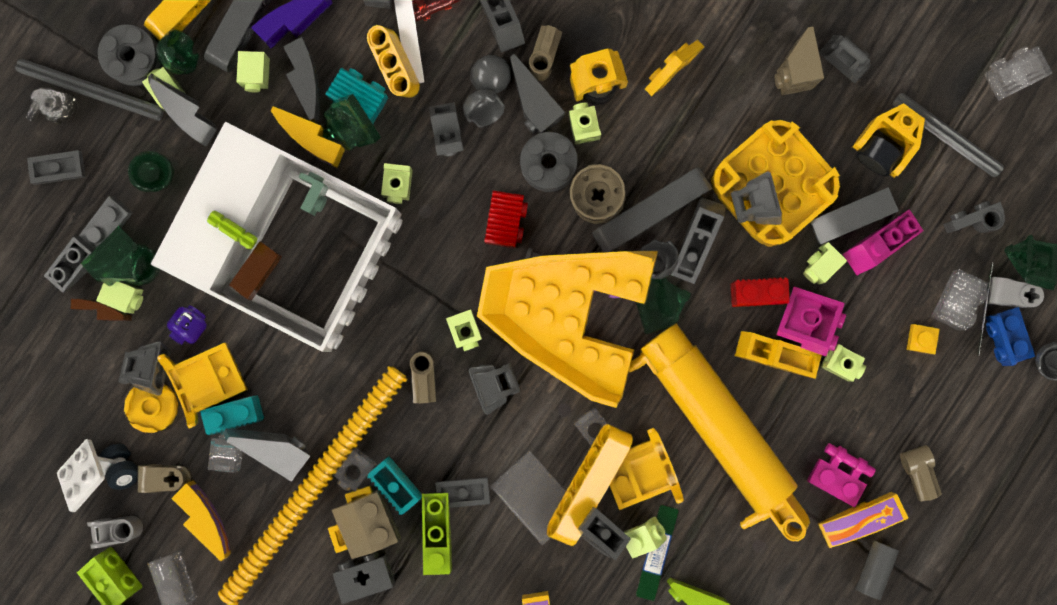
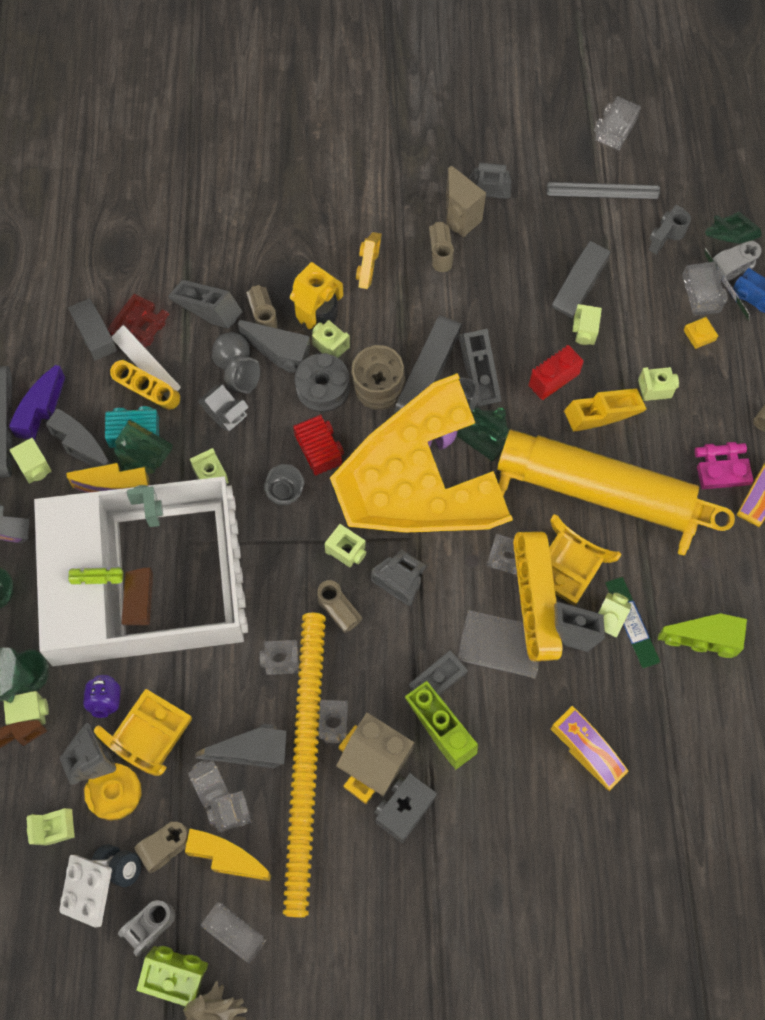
camera: 35 degrees left, 20 degrees down
(84, 405) = (50, 827): none -> yellowish green bracket
(227, 487) = (229, 812): none -> clear brick
(232, 415) = (195, 737): teal brick -> none
(359, 389) = (289, 665): none -> clear brick
(395, 485) = (381, 705): teal brick -> none
(449, 239) = (284, 484): none -> dark grey hair
(752, 94) = (441, 247): none -> dark tan piece
(762, 199) = (507, 303): dark grey piece -> none
(799, 173) = (506, 293): yellow plate -> none
(812, 321) = (611, 365): dark pink plate -> none
(879, 155) = (566, 224): yellow piece -> none
(883, 242) = (616, 285): dark pink slope -> none

